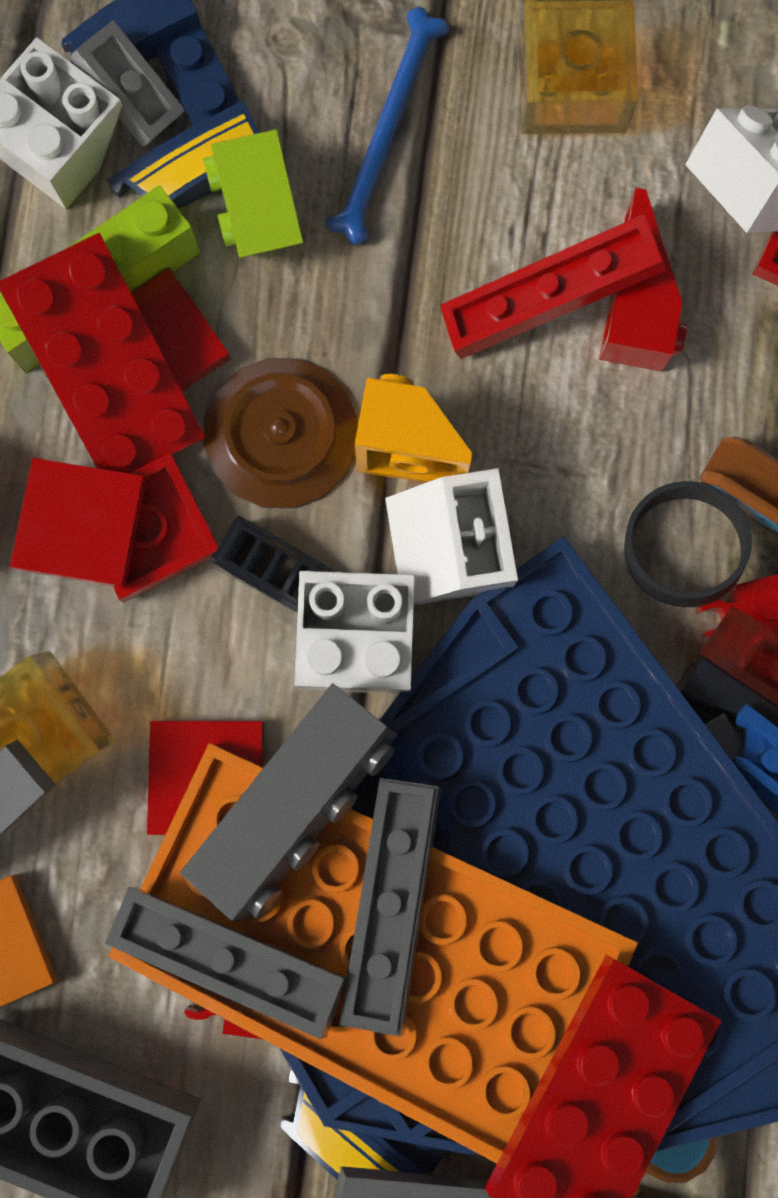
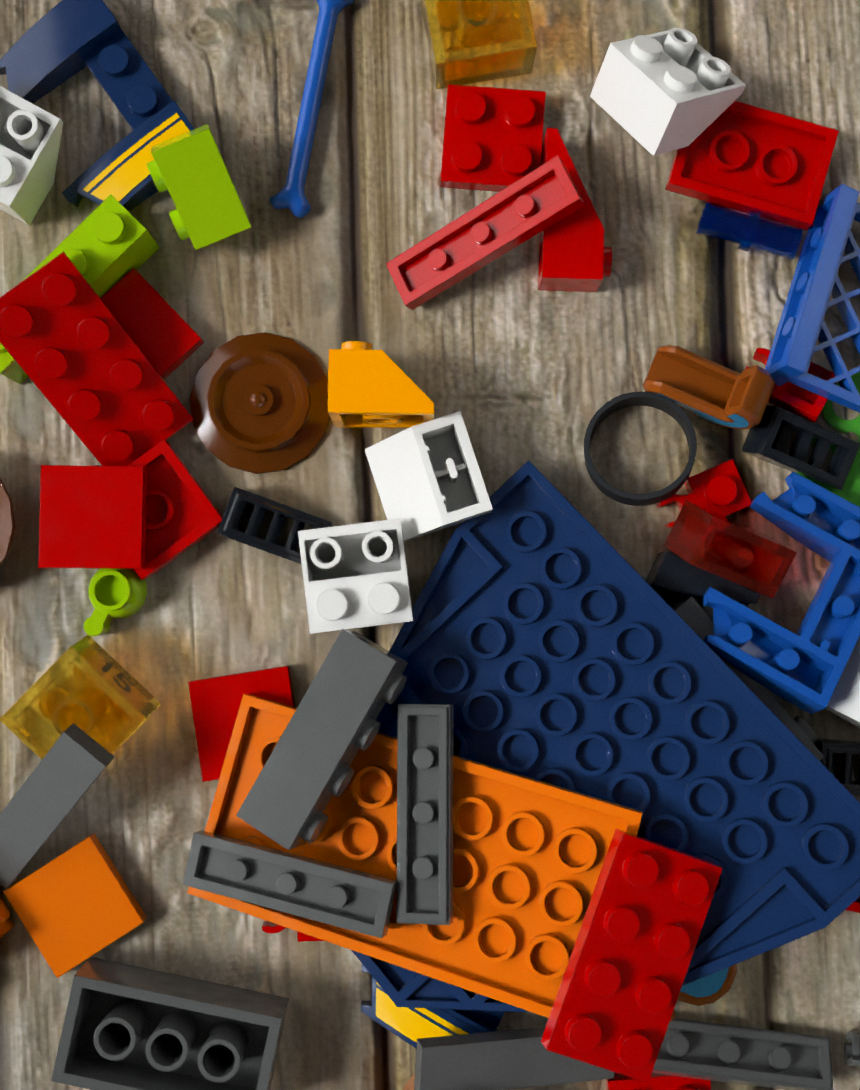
camera: 10 degrees left, 5 degrees up
(86, 613) = (113, 595): none -> lime piece
(125, 73) = (62, 93): light grey plate -> none
(572, 190) = (491, 136): none -> red plate

